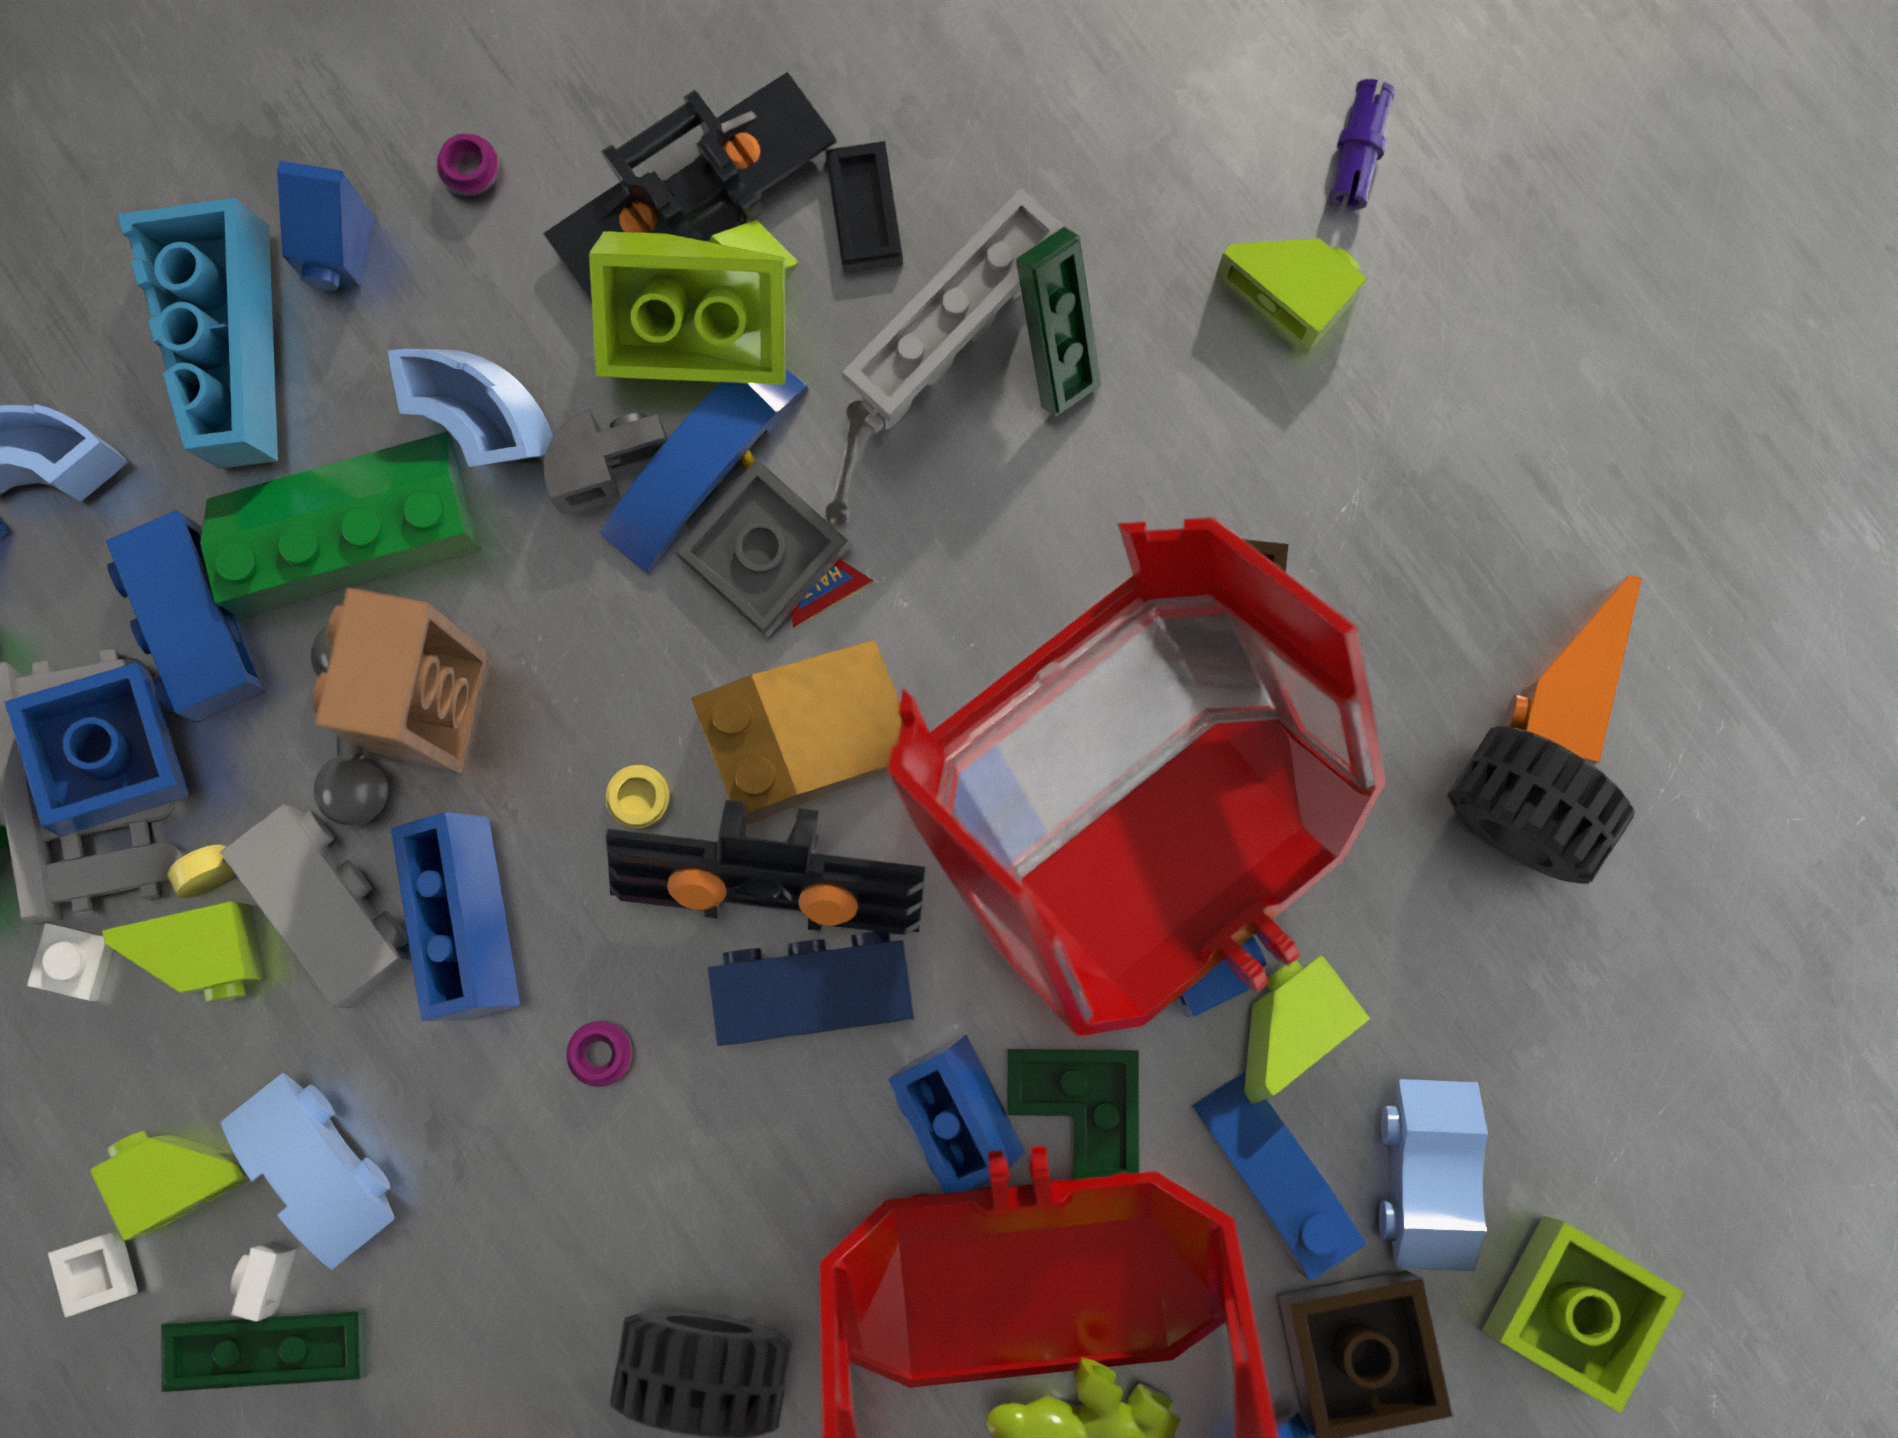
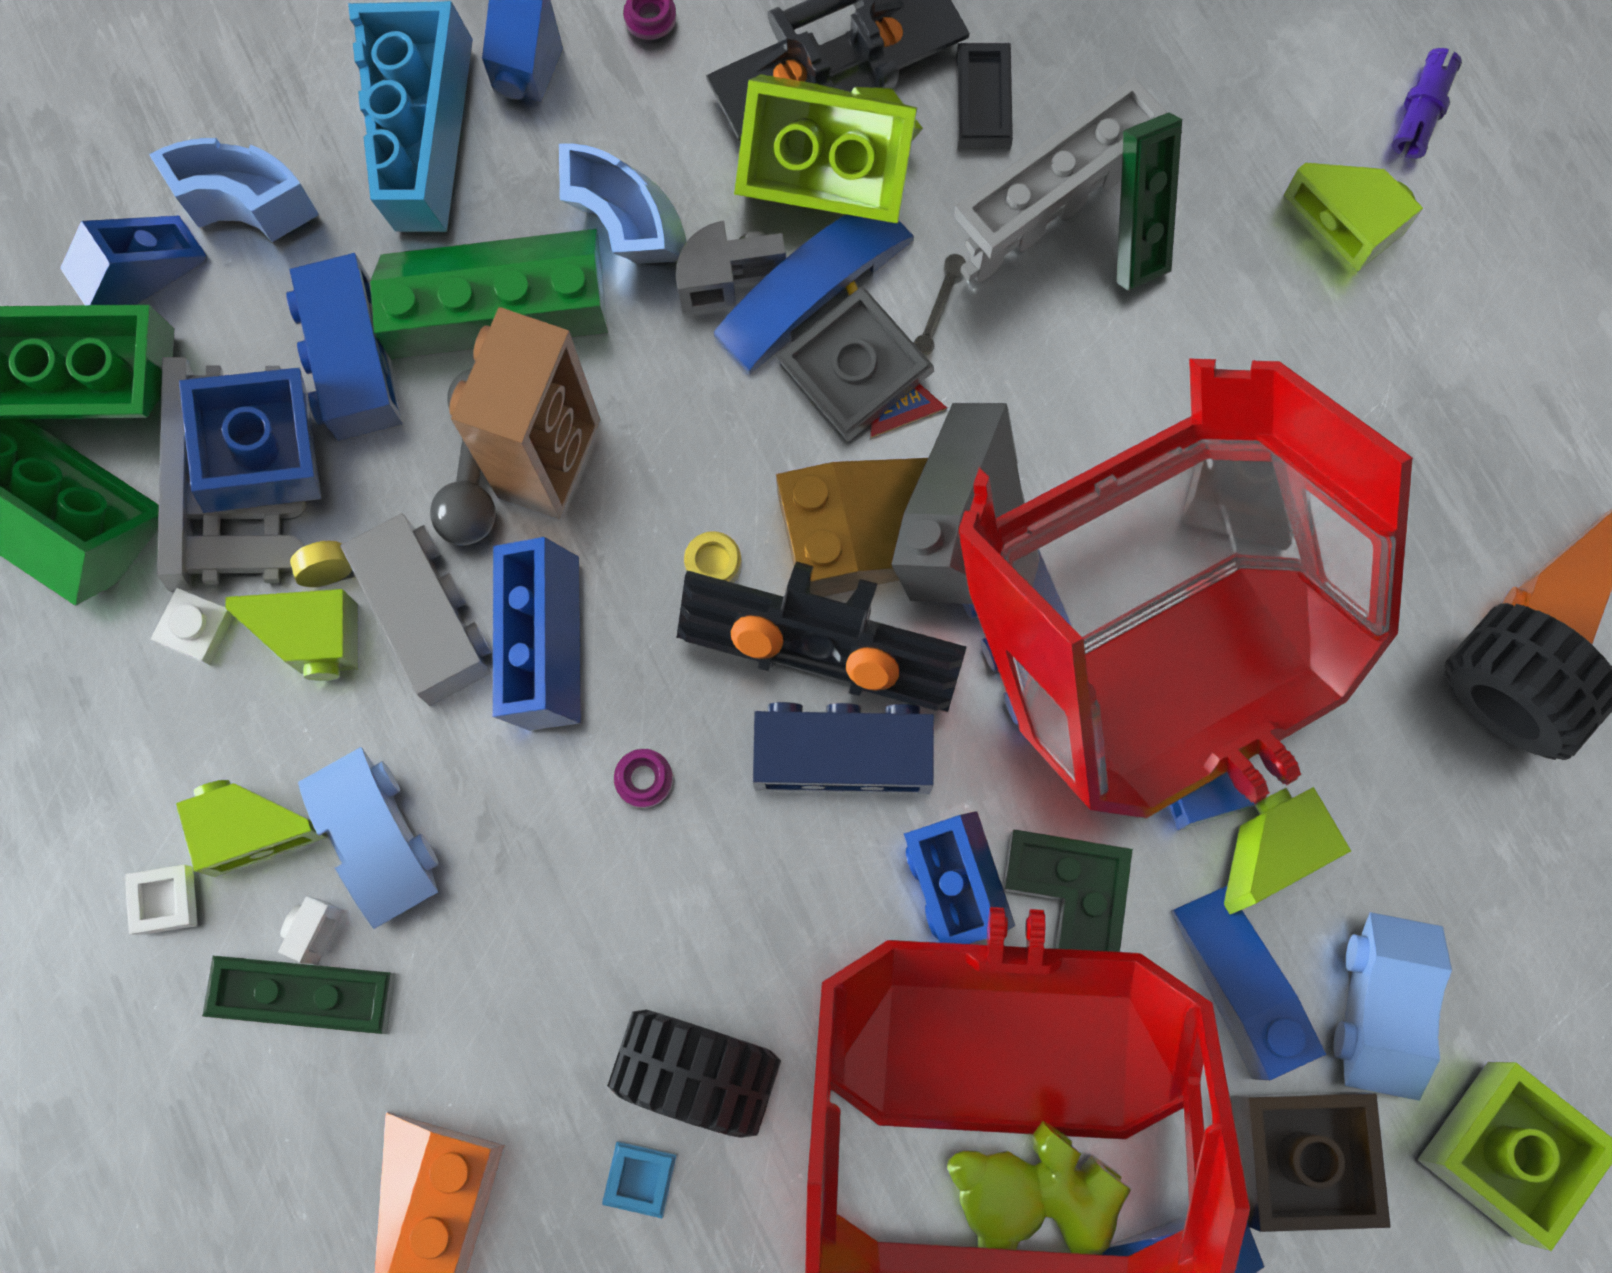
camera: 10 degrees right, 5 degrees down
(906, 646) = (928, 543): none -> dark grey wedge

